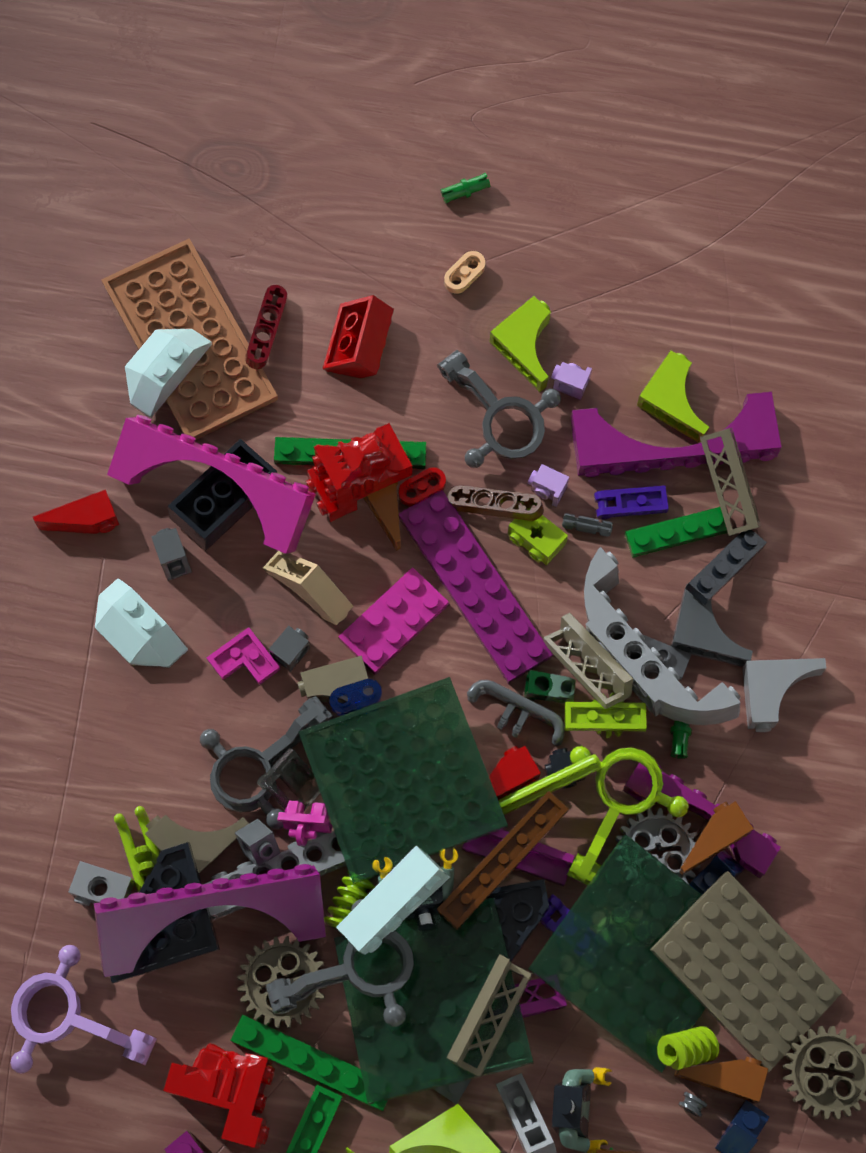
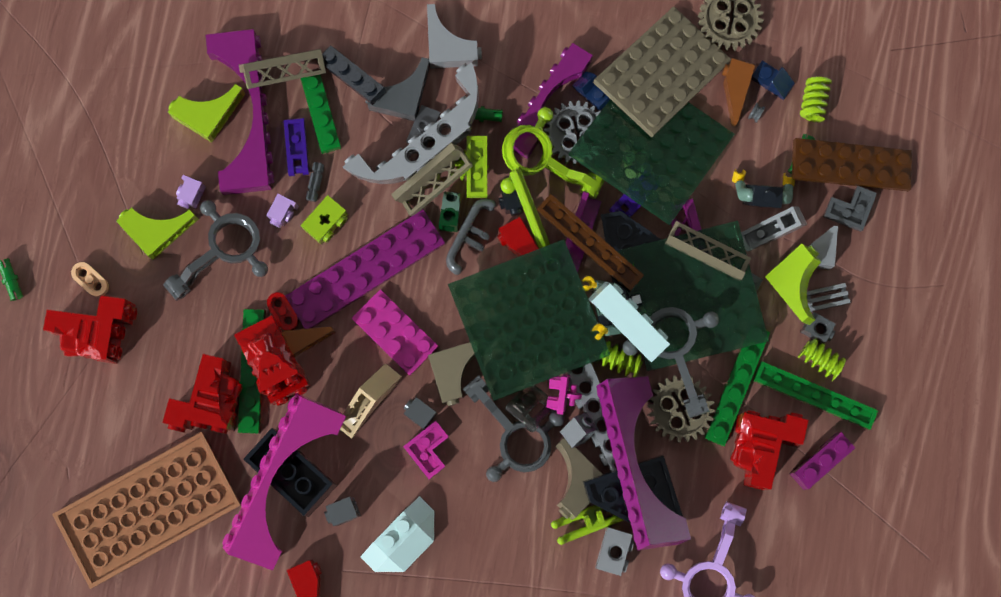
camera: 90 degrees left, 10 degrees up
(162, 366) = (174, 529): light aqua wedge -> none
(266, 326) = (137, 445): dark red beam -> none
(312, 402) = (211, 400): none -> red brick
(355, 695) = (462, 357): clear blue plate -> none
(359, 337) = (149, 366): red slope -> none
(396, 274) = (91, 335): none -> red brick
(497, 498) = (302, 253): reddish brown beam -> none
(688, 1048) = (720, 112): lime piece -> none
(721, 831) = (566, 86): dark orange slope -> none

